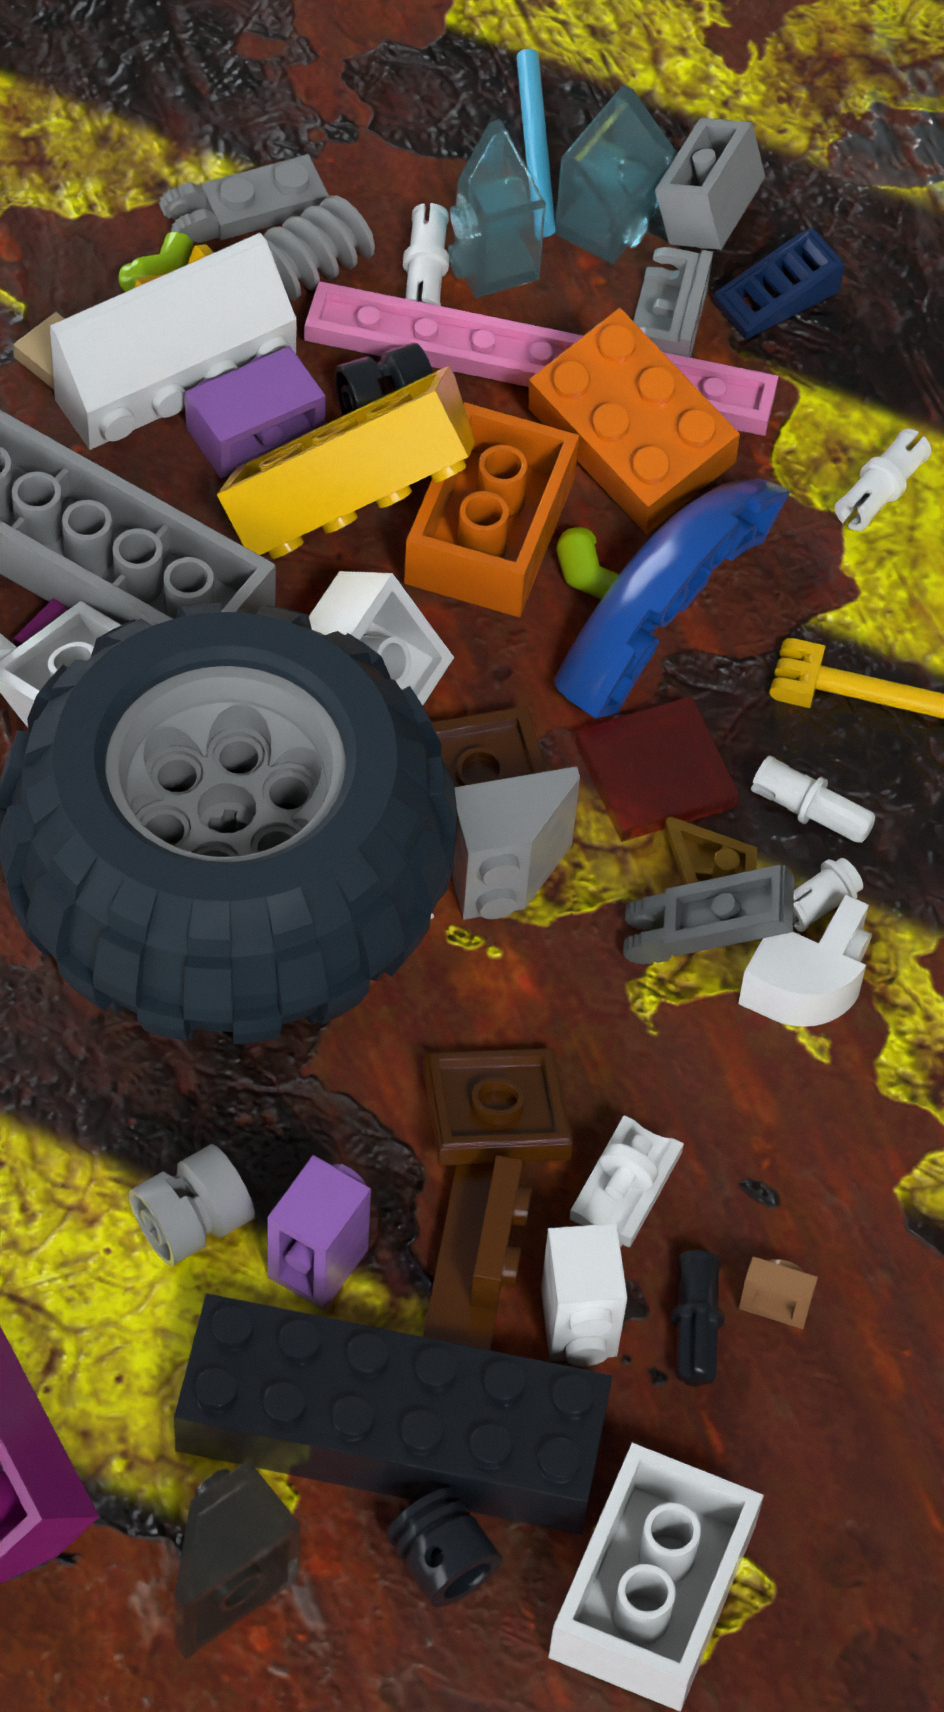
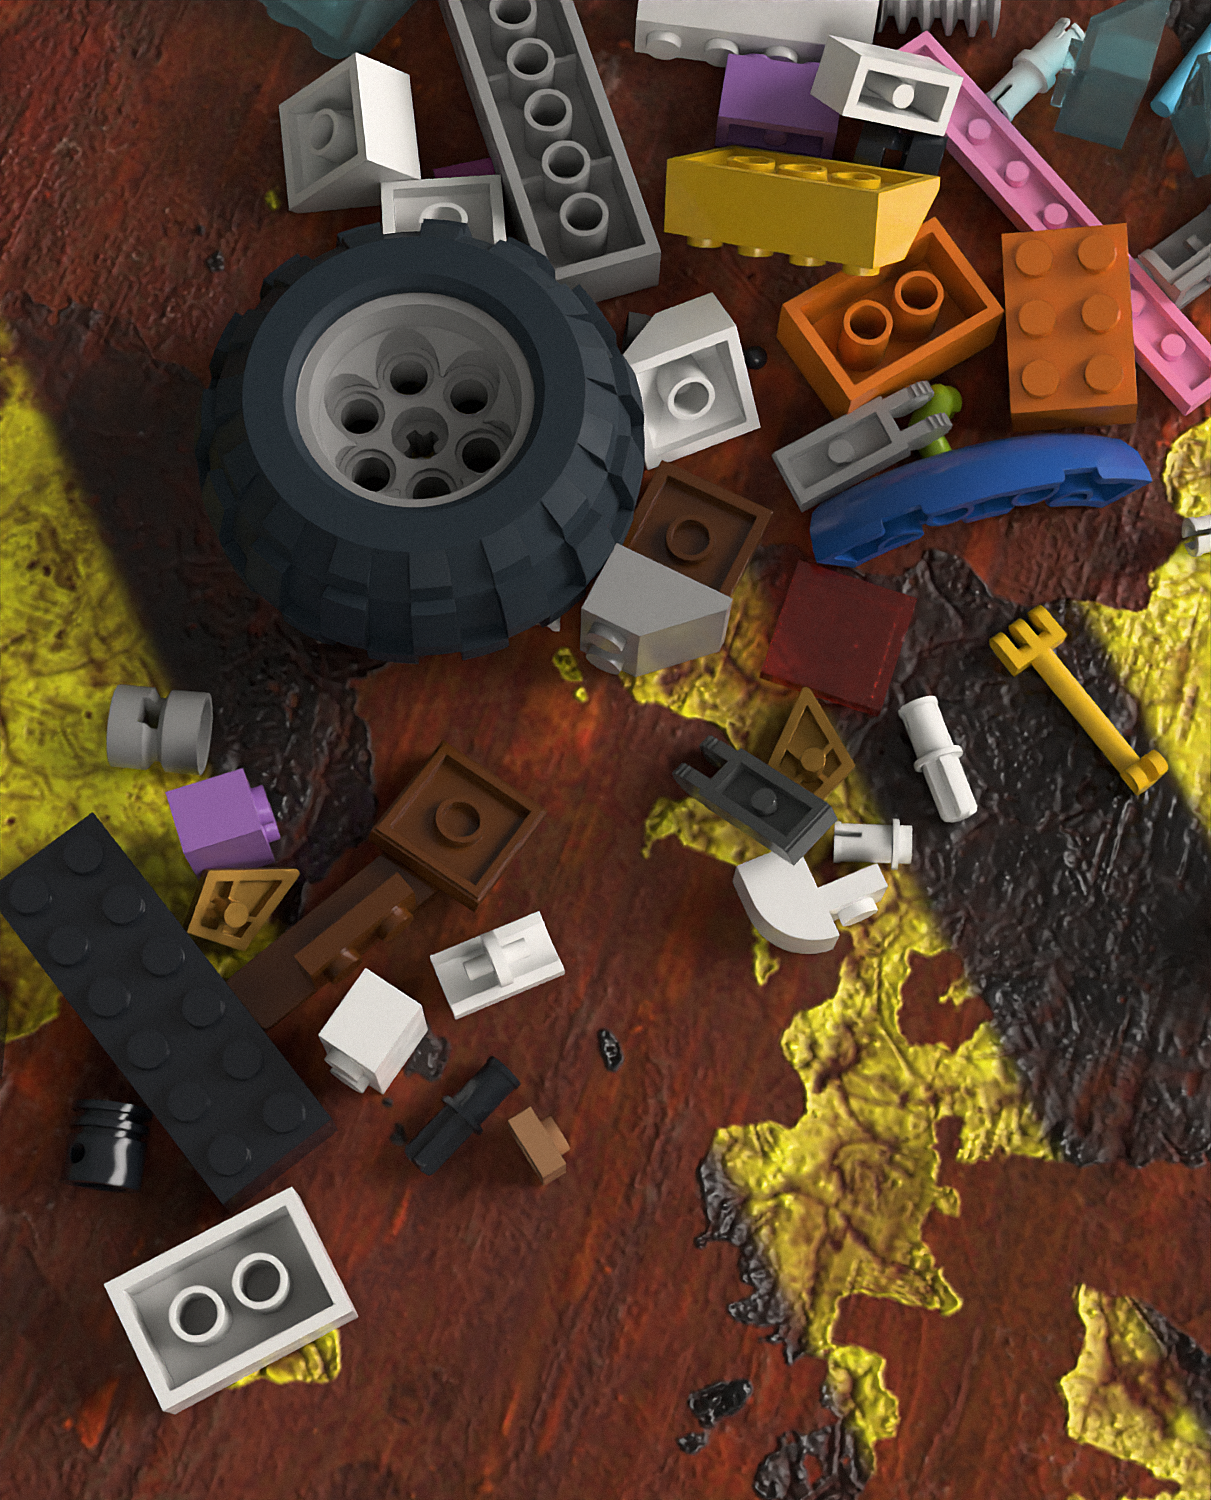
camera: 40 degrees right, 15 degrees up
(341, 330) = (886, 86): none -> white brick
(374, 1289) = (236, 902): none -> pearl gold piece
(545, 617) = (857, 445): none -> light grey hinge

